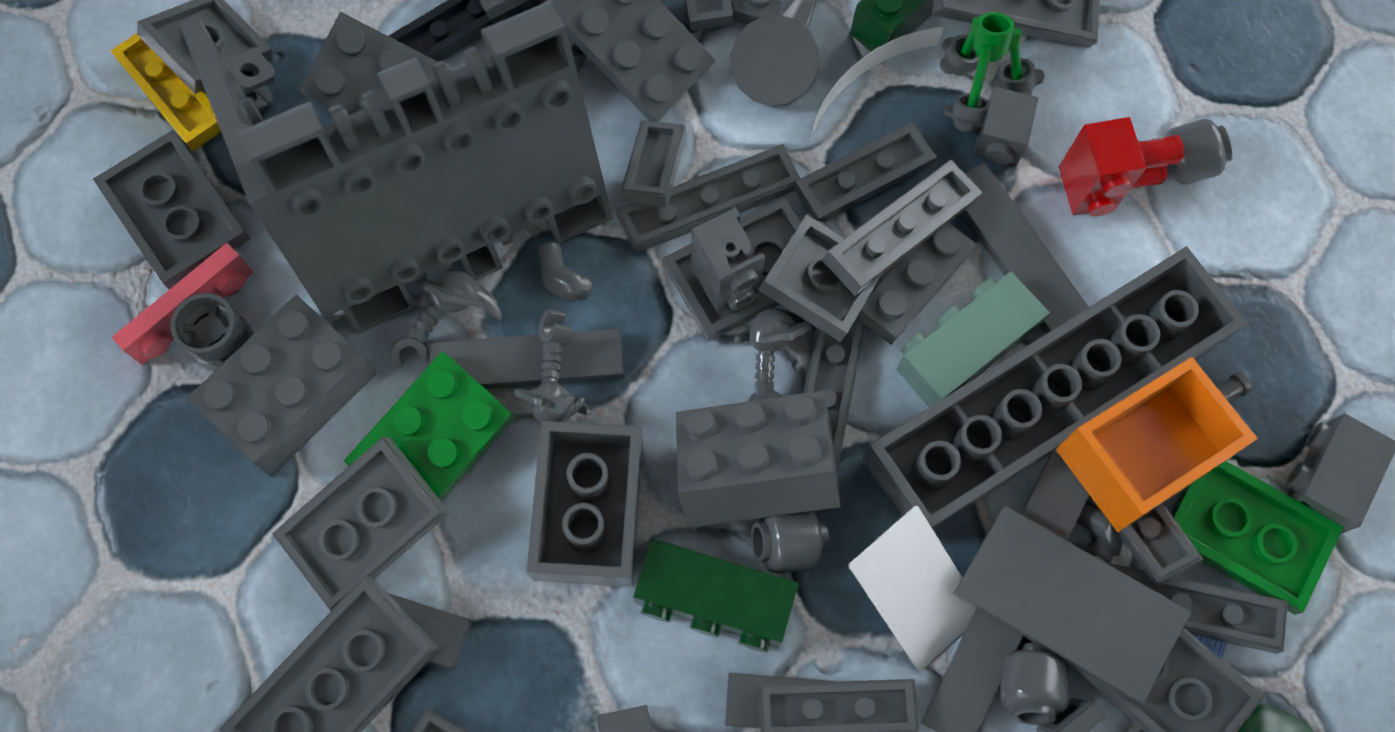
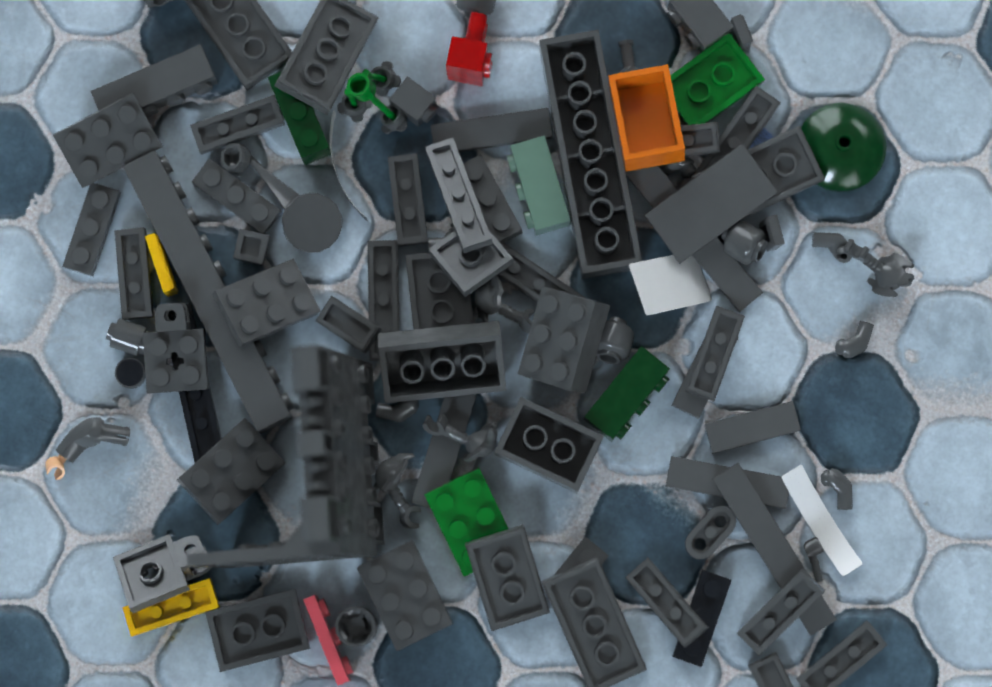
camera: 60 degrees left, 10 degrees up
(649, 298) = (441, 362): none -> dark grey brick
(724, 262) = (444, 308): dark grey hinge -> none
(1355, 545) = (741, 32): none -> dark grey tile

